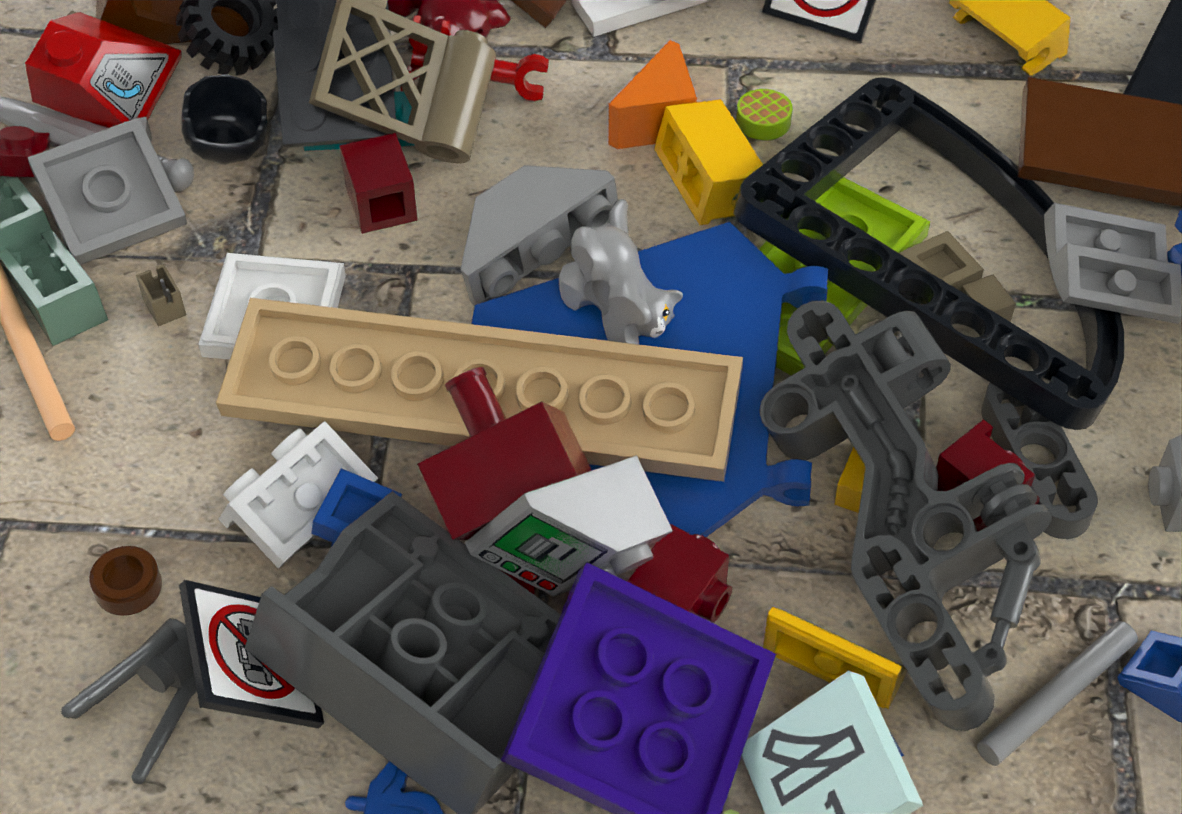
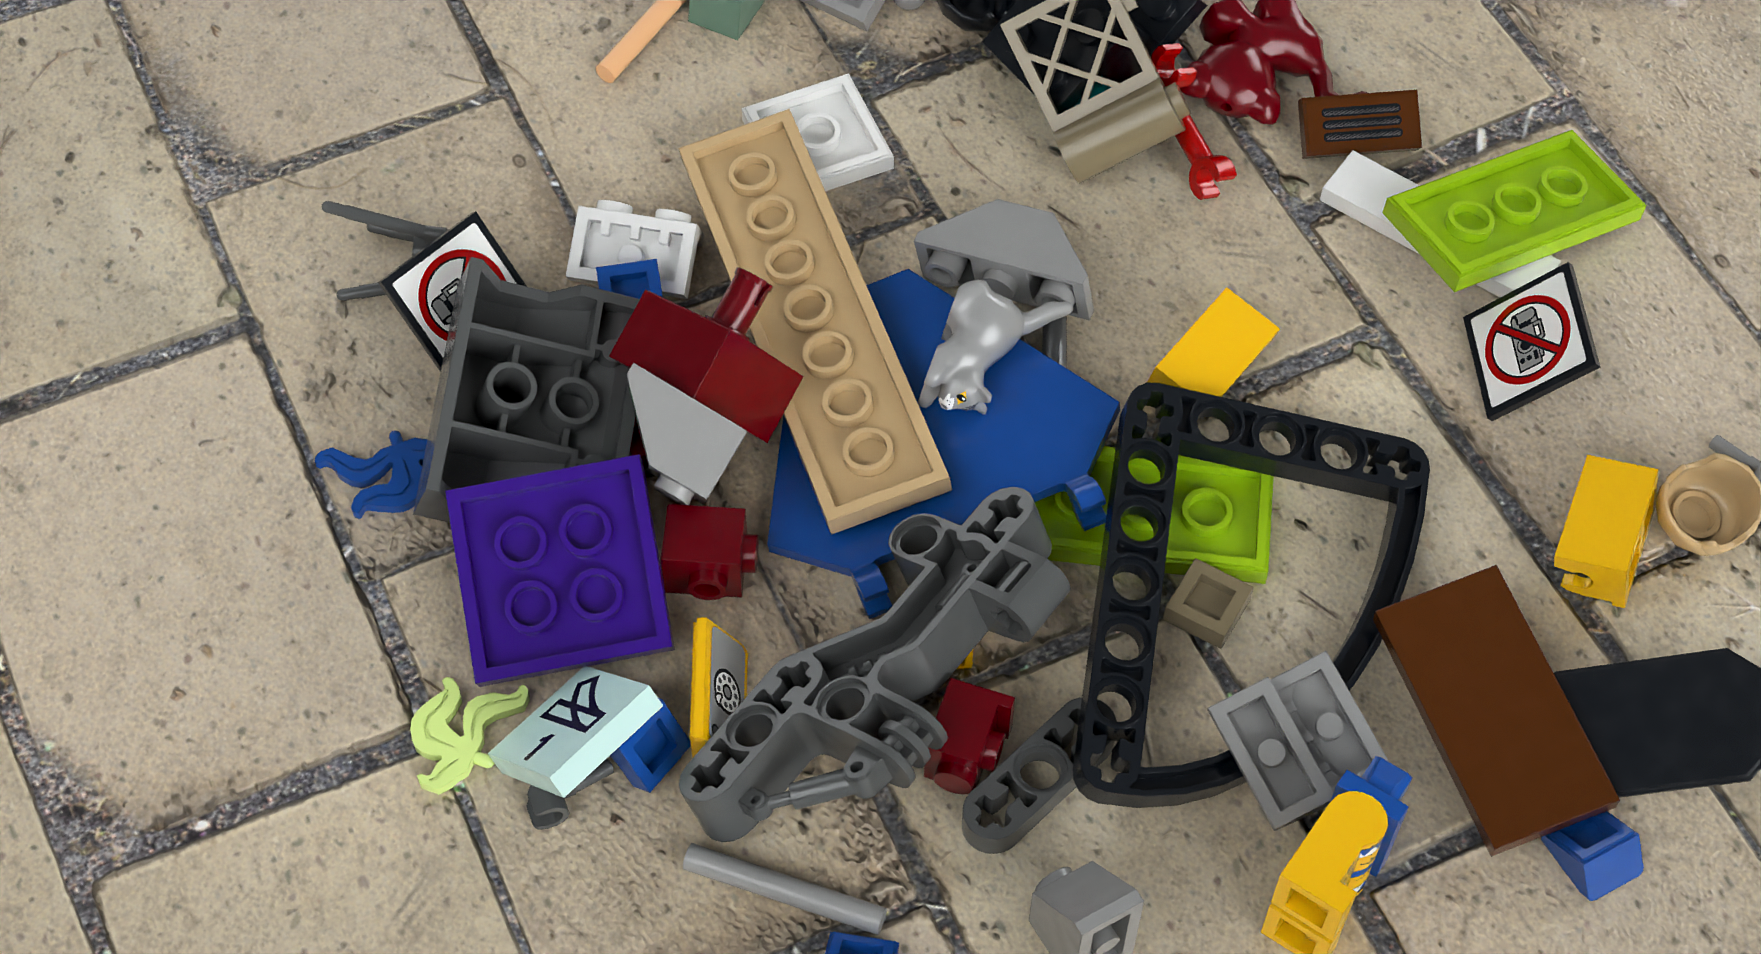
camera: 60 degrees right, 5 degrees up
(125, 580) = (497, 191): reddish brown tile -> none
(161, 295) = (775, 56): dark tan piece -> none
(378, 183) = (994, 130): dark red brick -> none
(640, 106) = (1262, 276): orange slope -> none
(764, 114) = (1317, 380): lime tile -> none
(992, 295) = (1197, 662): dark tan piece -> none

